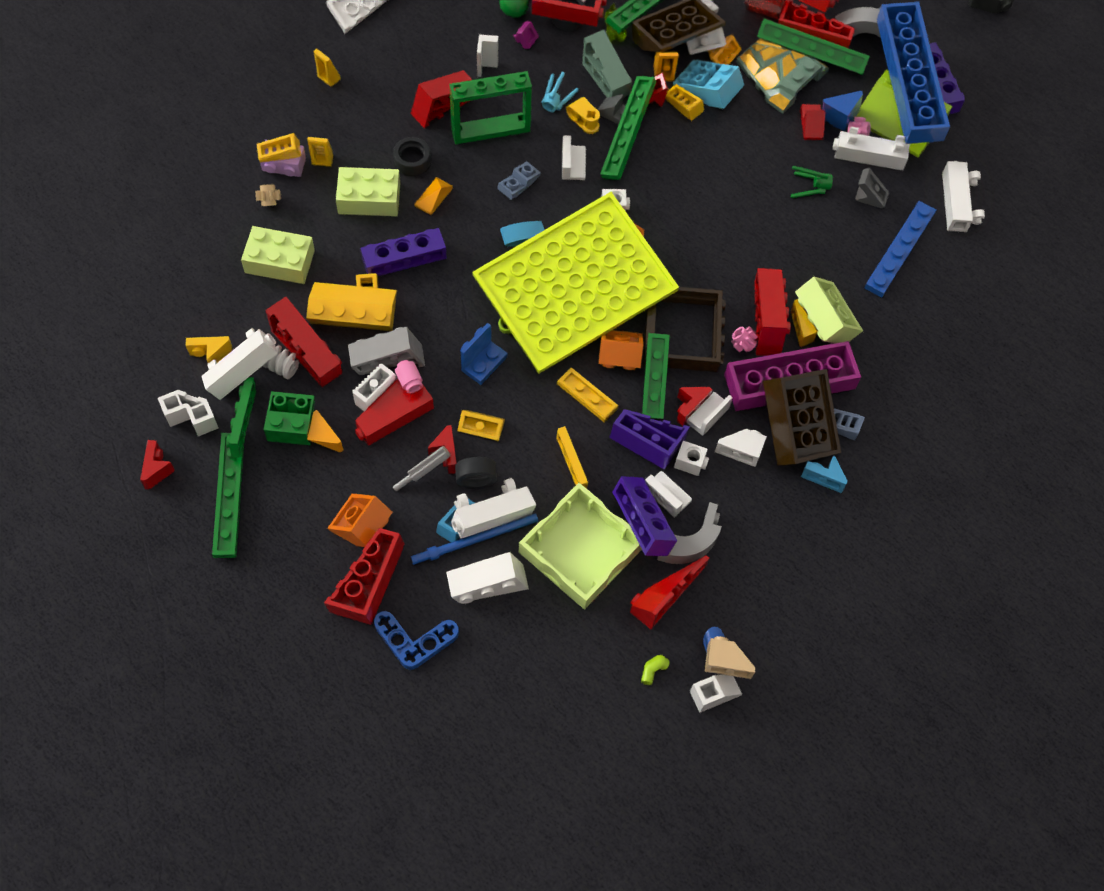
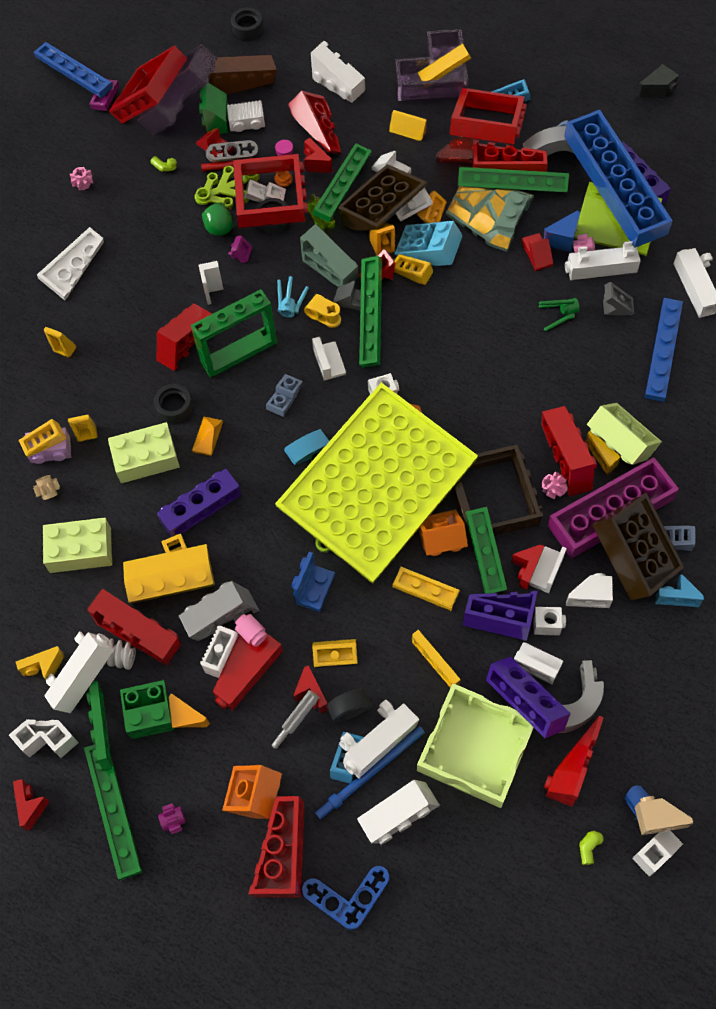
camera: 10 degrees left, 0 degrees up
(279, 518) = (172, 818): none -> magenta gear

